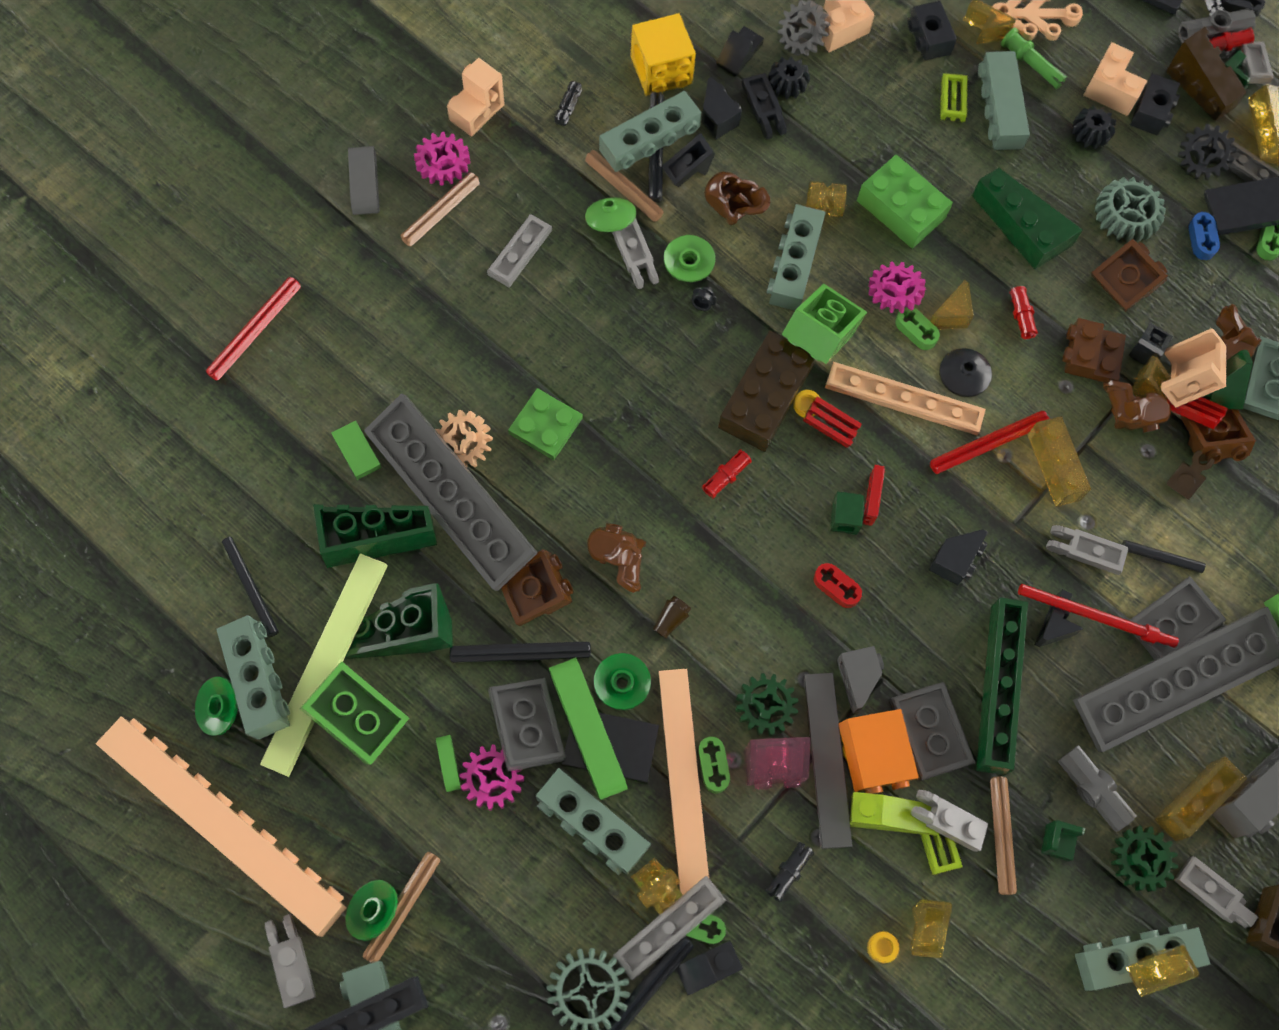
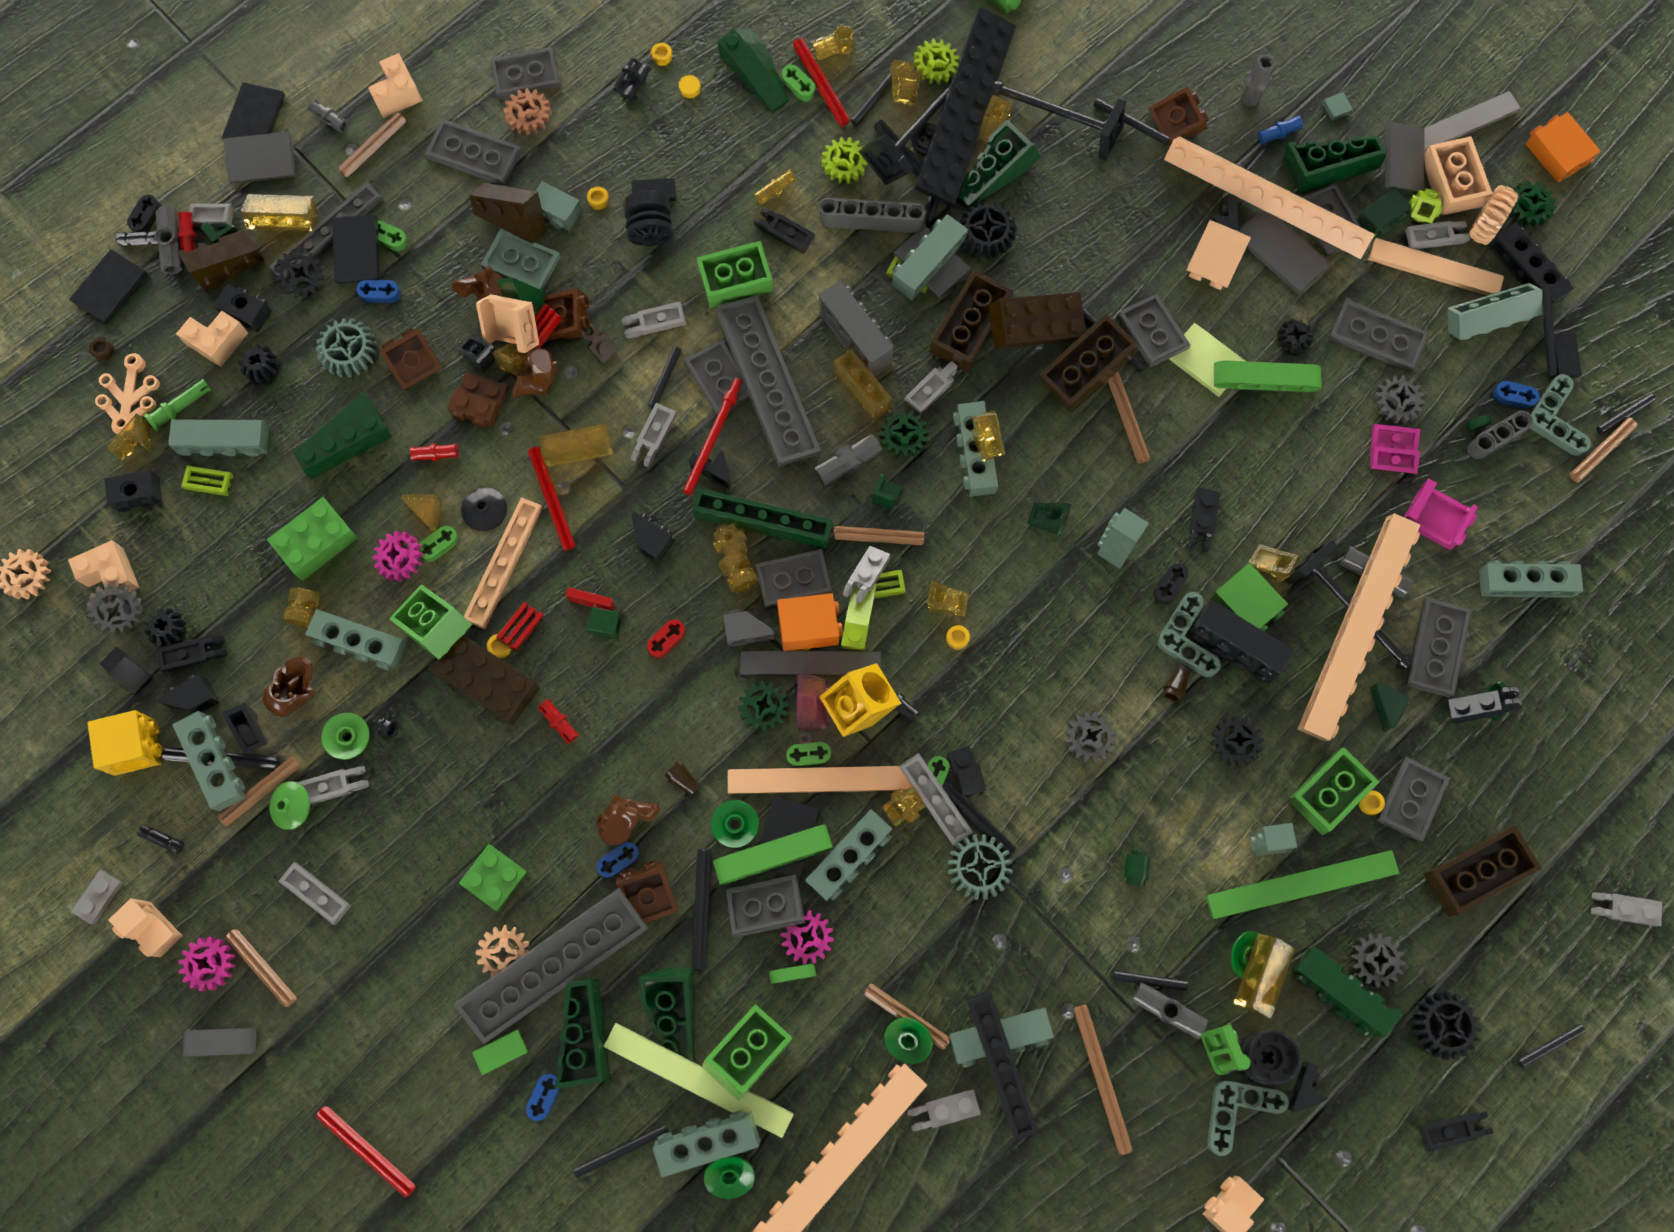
camera: 80 degrees left, 5 degrees up
(309, 492) = (536, 1096): none -> blue beam
(506, 56) = (97, 897): none -> light grey plate
(576, 550) = (614, 856): none -> blue beam
(786, 819) = (859, 699): none -> yellow brick
(930, 661) = (738, 573): none -> clear yellow wheel
(966, 648) = (729, 539): none -> clear yellow brick
(1234, 538) = (654, 320): none -> light grey hinge

